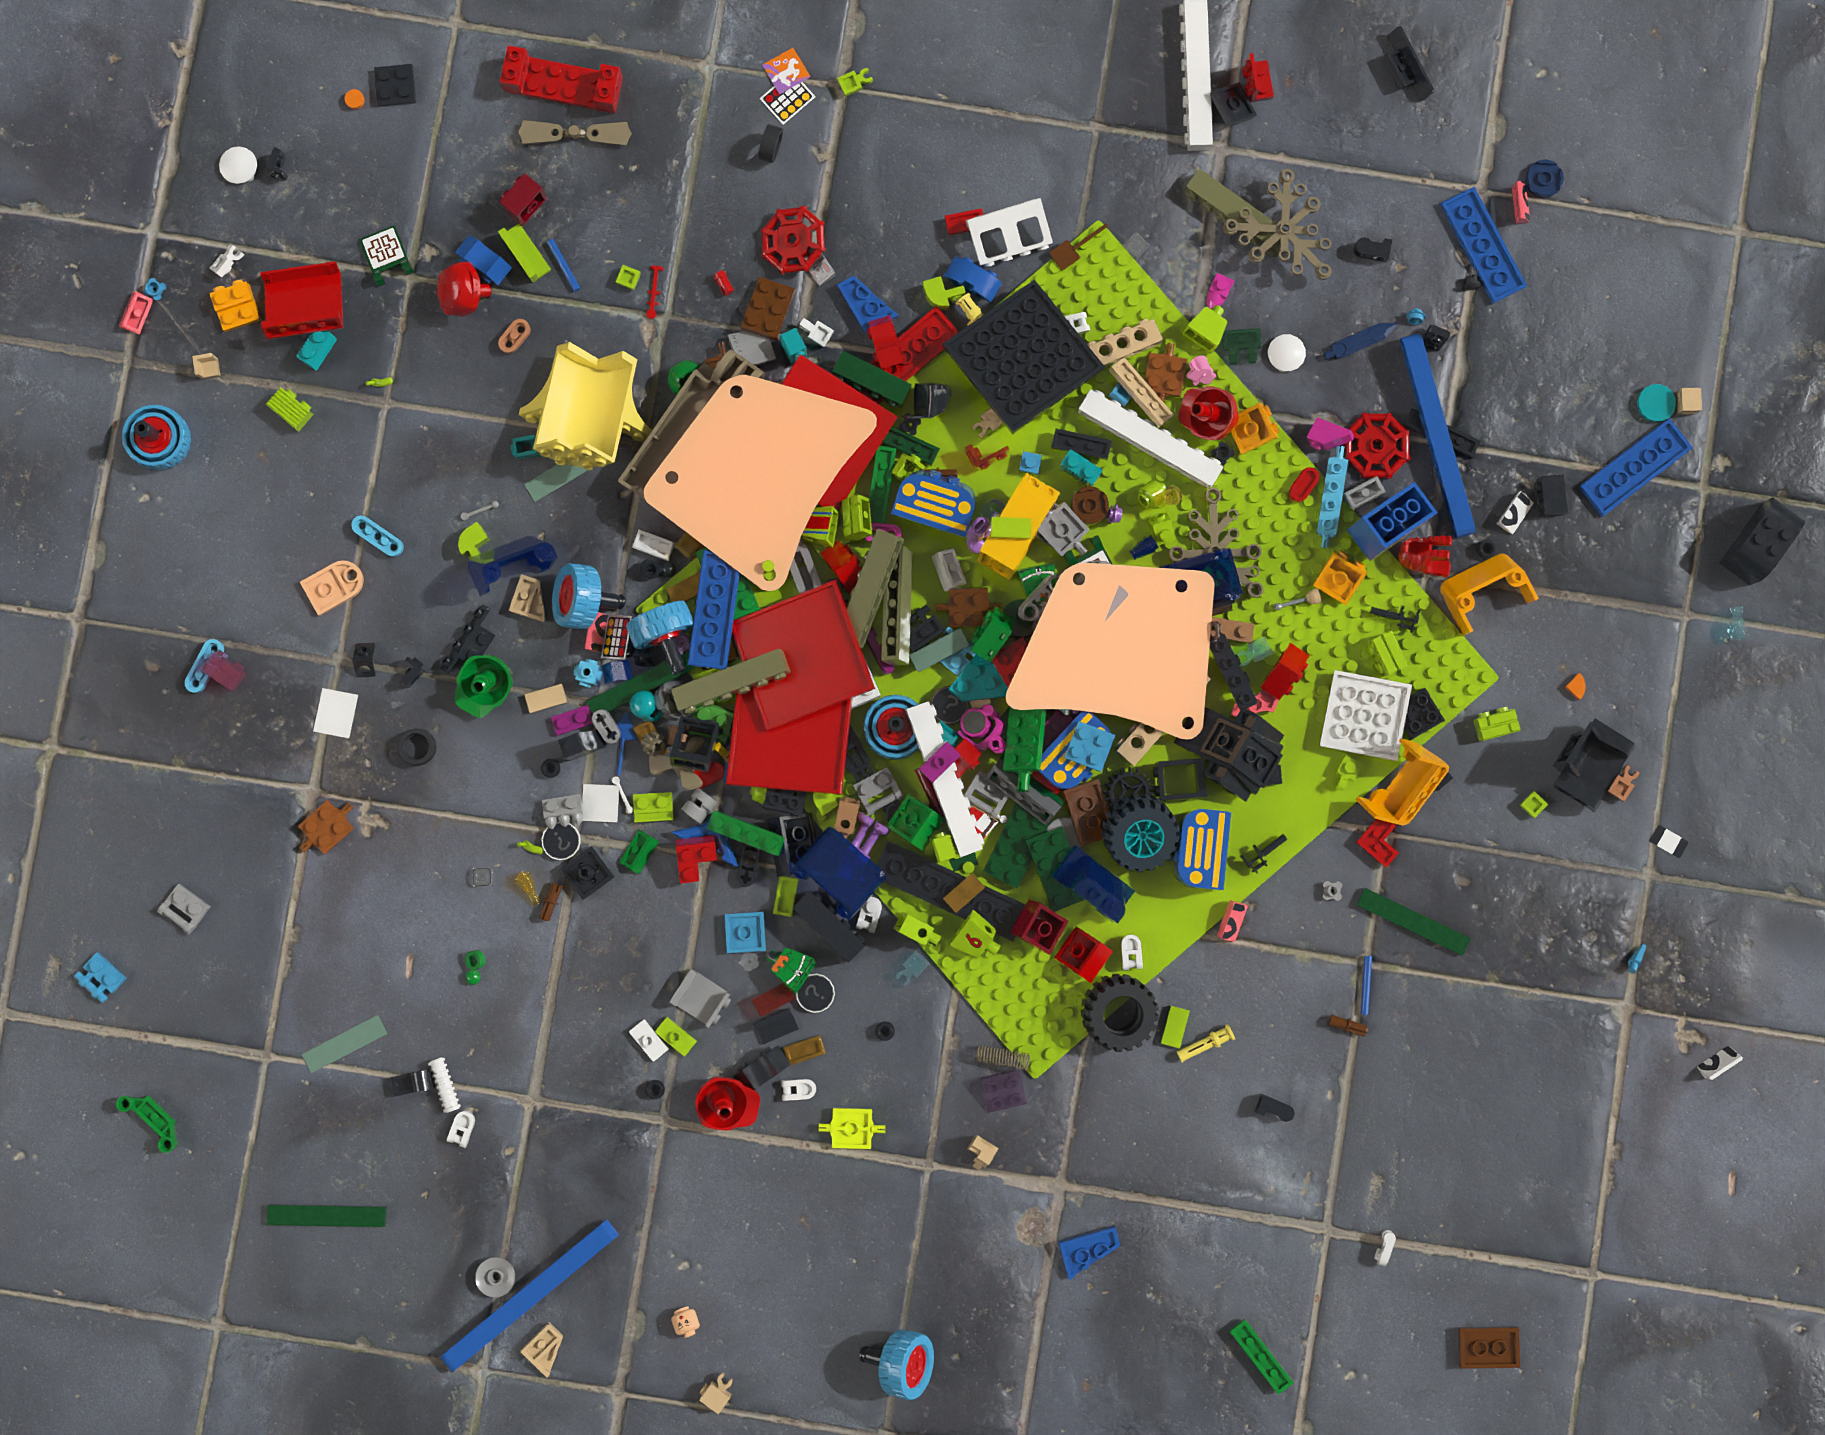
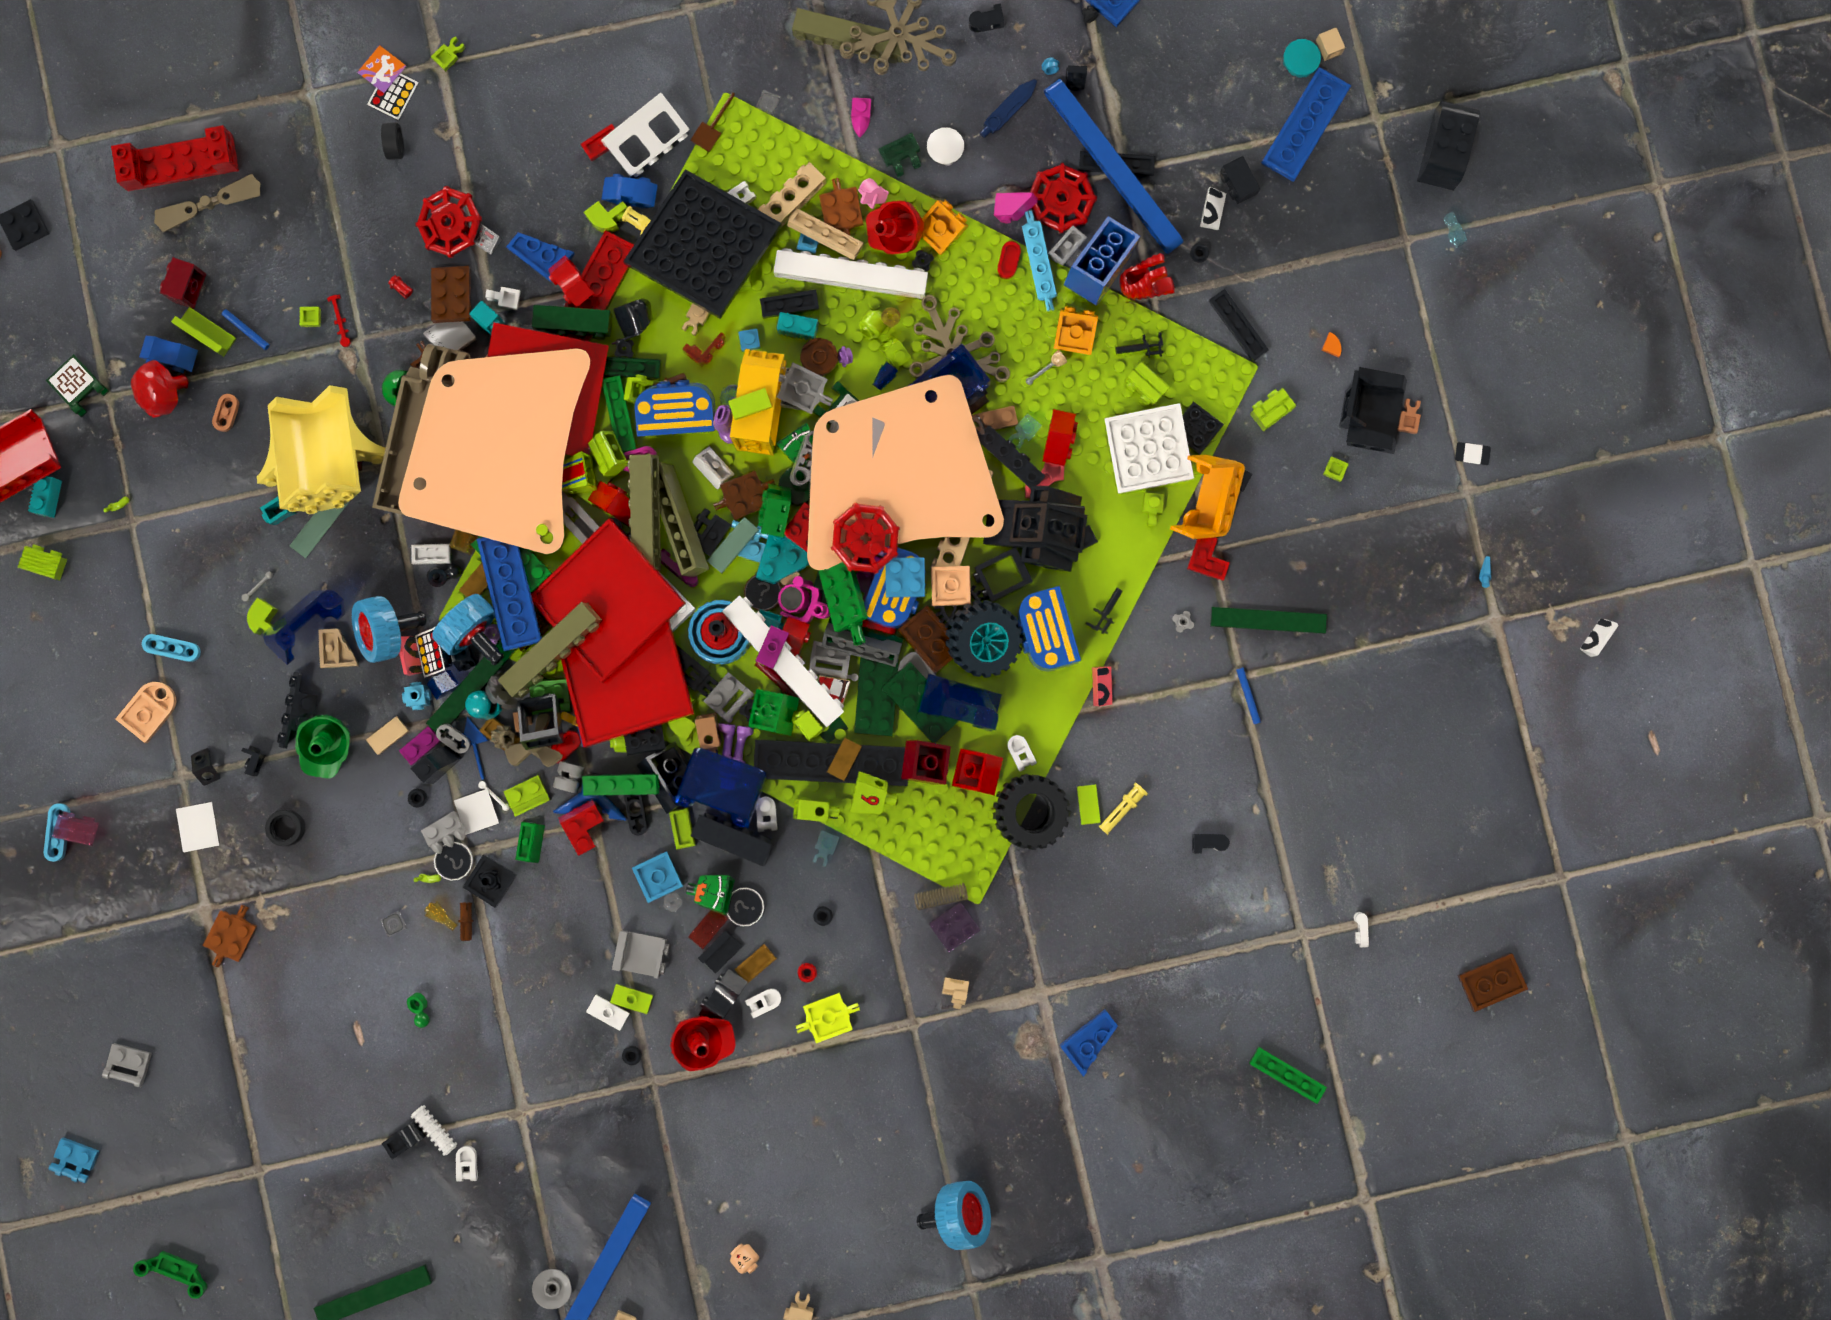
camera: 15 degrees left, 0 degrees up
(344, 1044) = (326, 1130): sand green sticker -> none
(844, 1082) = (812, 968): none -> red plate
(1057, 699) = (874, 531): none -> red plate
(1128, 770) = (950, 585): none -> light nougat tile
(1207, 328) = (862, 151): lime torso -> none
(1347, 1025) = (1246, 739): reddish brown axle -> none
(1458, 588) = (1188, 299): light orange windscreen -> none
(1496, 632) = (1238, 325): none -> black plate

